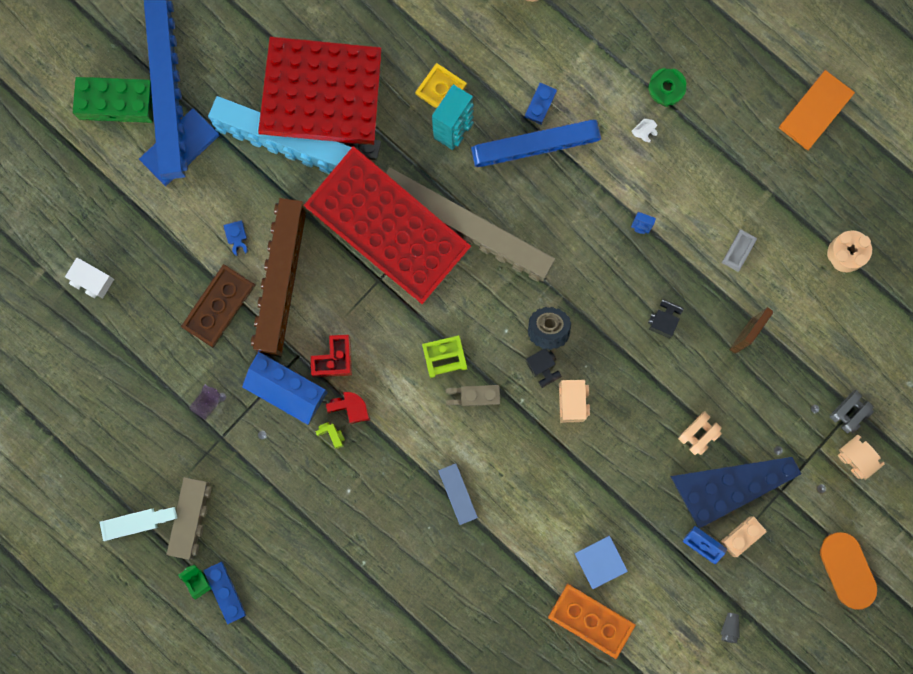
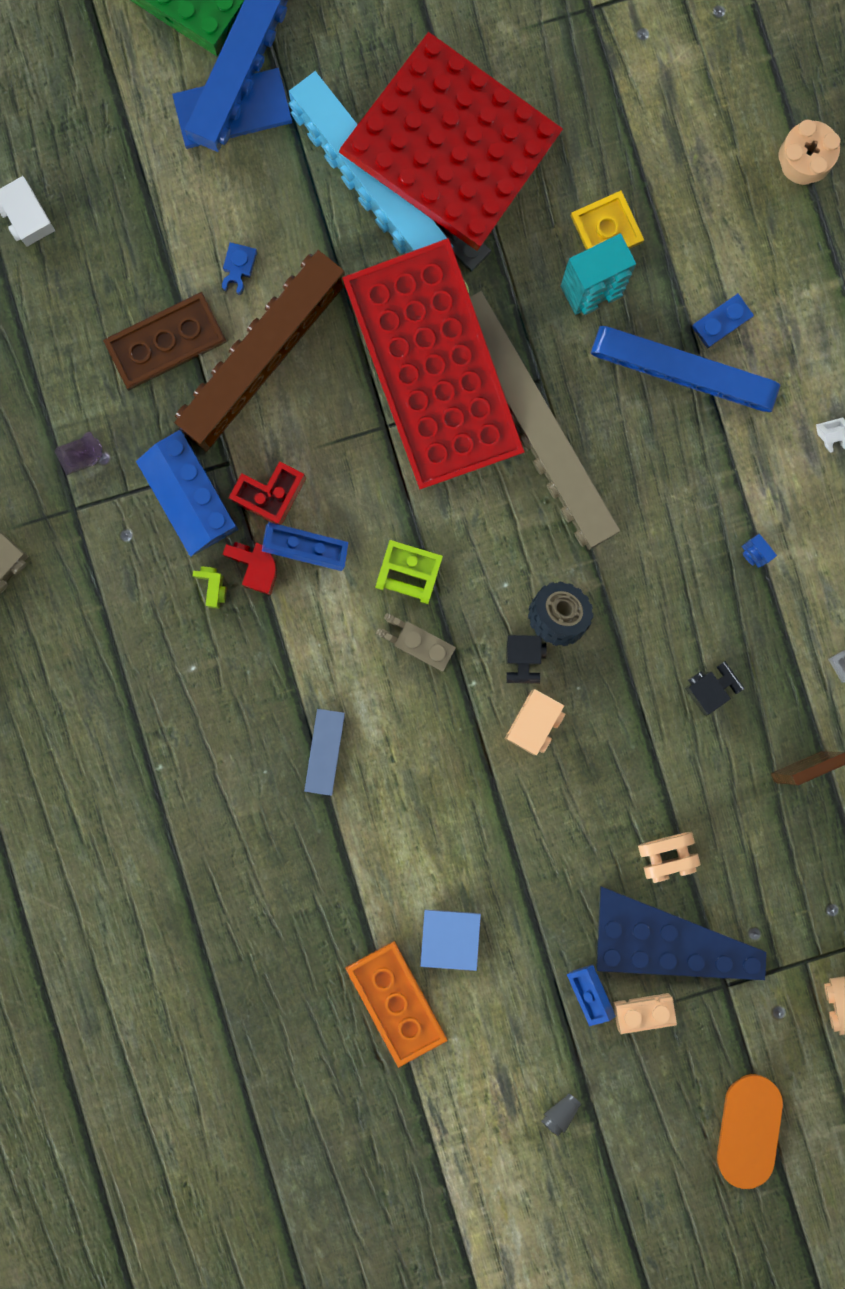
camera: 25 degrees right, 5 degrees up
(373, 377) = (305, 546): none -> blue plate

